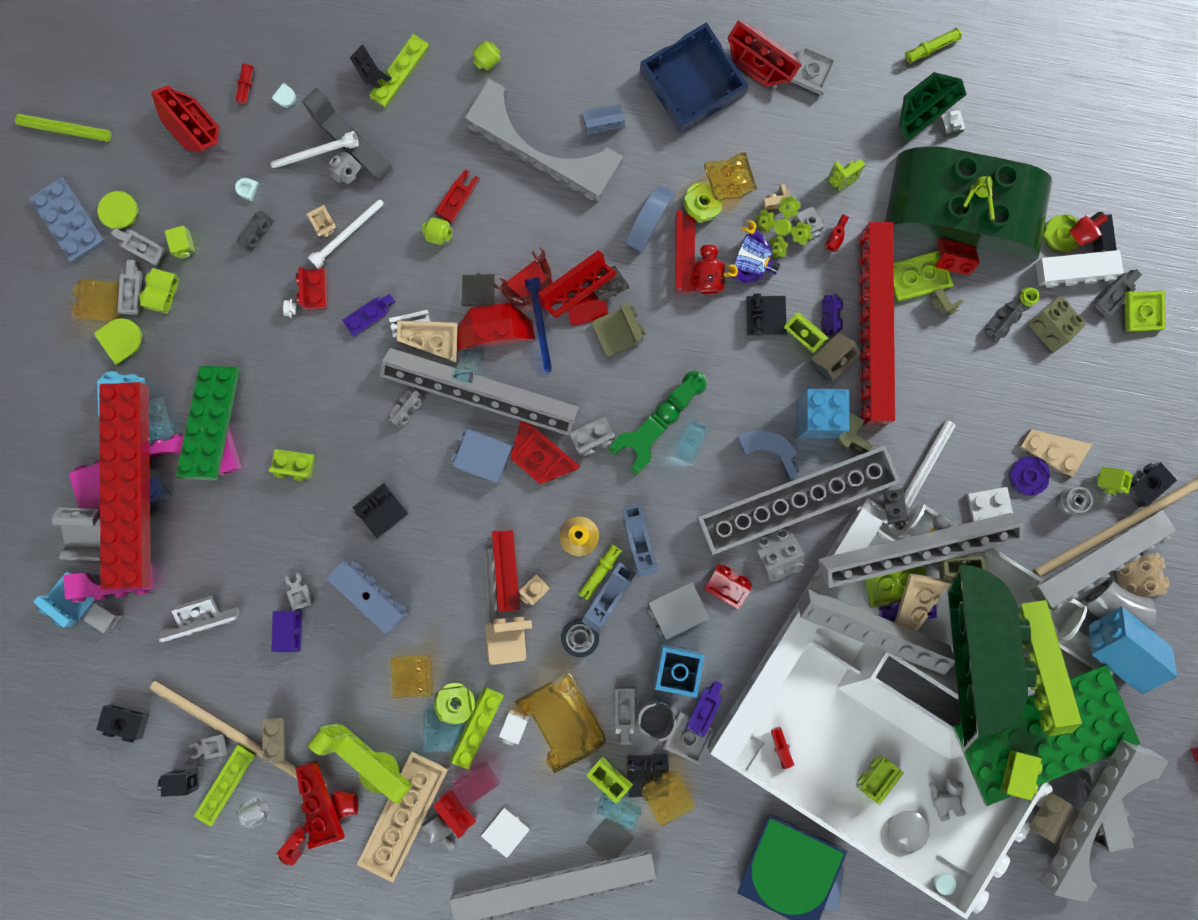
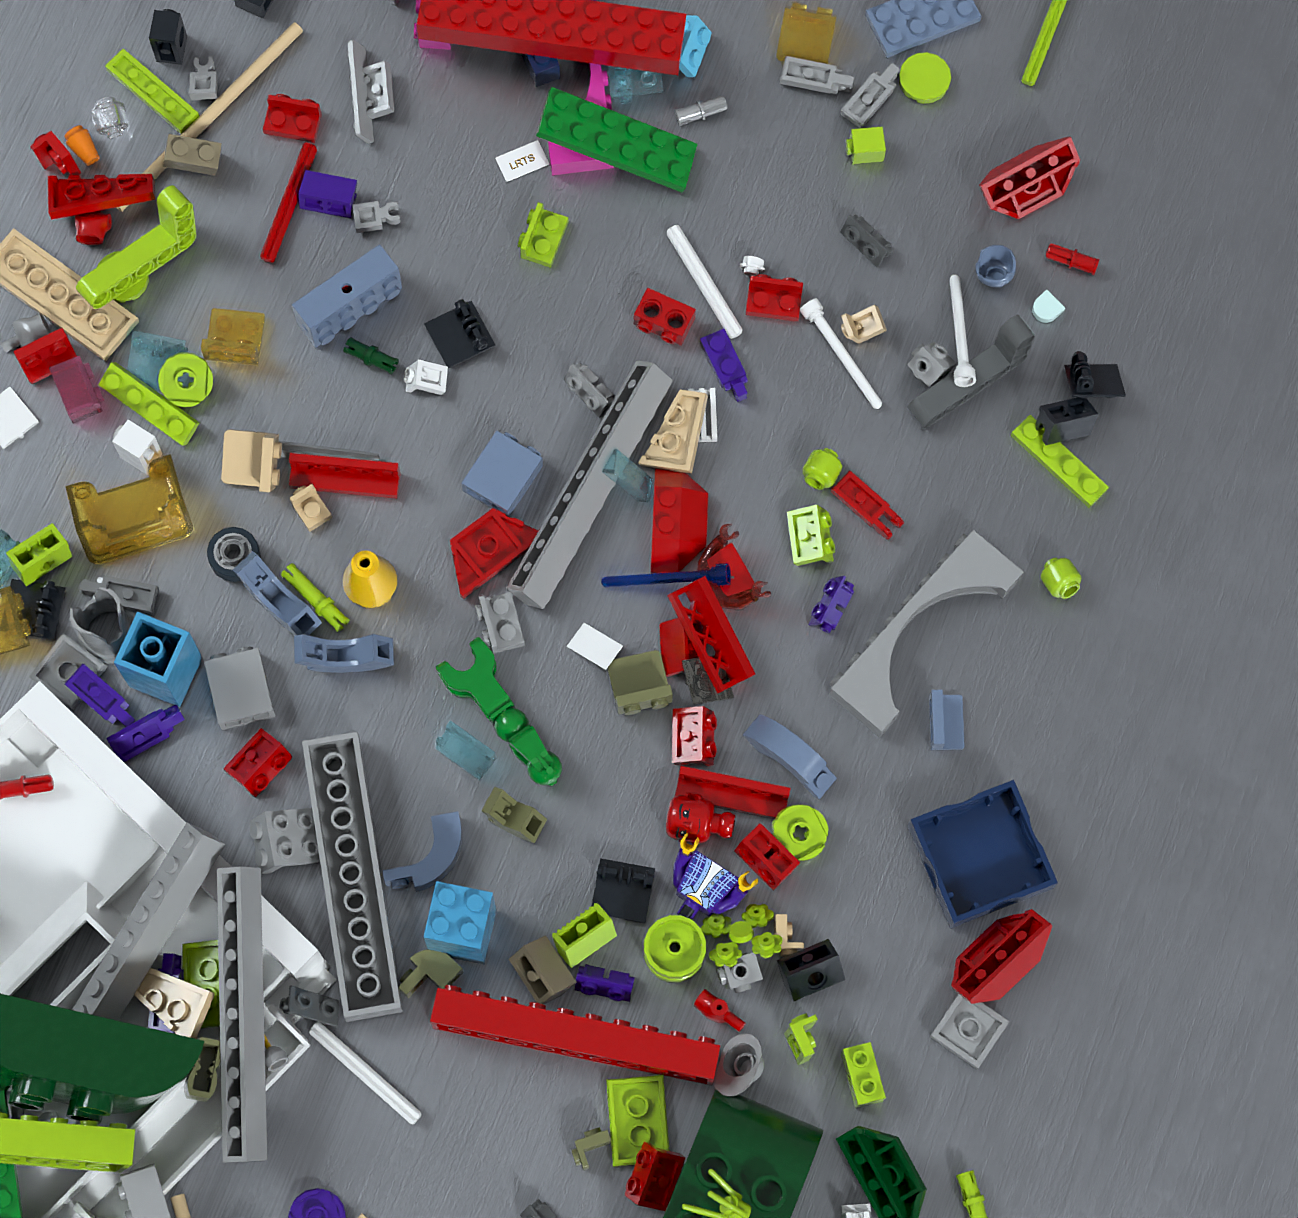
camera: 100 degrees right, 10 degrees down
(120, 339) = (751, 55): lime tile -> none
(159, 291) = (805, 110): lime brick -> none
(171, 368) = (700, 110): none -> light grey axle
(229, 672) = (292, 118): none -> red bracket
(234, 493) = (522, 161): none -> white sticker
(246, 188) = (927, 239): light aqua tile -> none
(260, 134) = (996, 266): none -> sand blue hair
(277, 829) = (82, 145): none -> orange cone
(298, 660) = (287, 203): none -> red axle
(307, 341) = (704, 281): none -> white axle
(335, 54) = (1093, 379): none -> black hinge
(335, 363) = (668, 310): none -> red brick
(409, 571) = (371, 355): none -> dark green pin
(419, 527) = (426, 377): none -> white bracket
(478, 290) = (733, 506): clear smoke piece -> none
(488, 231) = (810, 535): none -> bracket
(526, 208) = (836, 592): none -> dark purple hinge
(596, 367) = (594, 646): none -> white sticker
(649, 286) = (693, 736): none -> bracket
(724, 671) = (145, 732): none -> dark purple hinge
(726, 219) = (766, 856): none -> red brick
(730, 178) = (826, 872): clear yellow bracket -> none
(732, 397) = (513, 816): none -> olive brick
(797, 177) = (811, 970): none -> black brick
(808, 260) = (674, 965): none -> lime wheel
(860, 132) = (863, 1075): none -> lime brick
(873, 210) = (739, 1065): none -> light grey piece
(989, 503) = (286, 1152): white plate -> none

